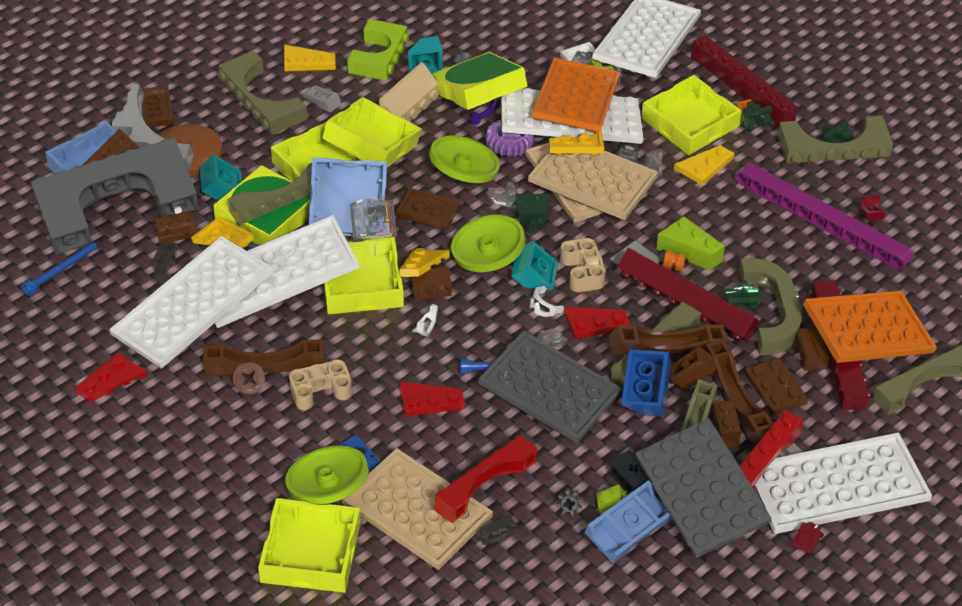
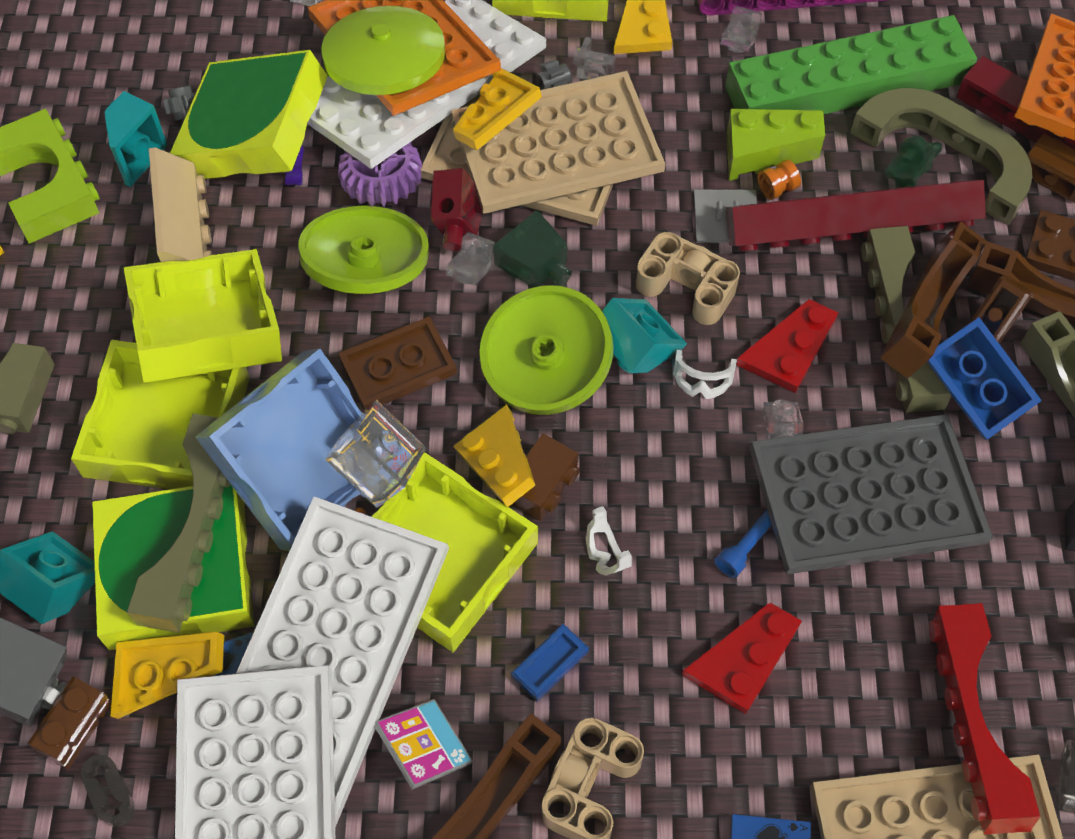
camera: 45 degrees left, 15 degrees up
(279, 325) = (423, 743): none -> piece
(324, 98) = (61, 312): light grey slope -> none
(356, 343) = (550, 662): none -> blue tile
(517, 169) = (455, 206): none -> dark red torso
(558, 90) = (383, 50): none -> lime dish
(740, 198) = (742, 29): none -> clear bracket
(756, 239) = (853, 68): none -> bright green brick

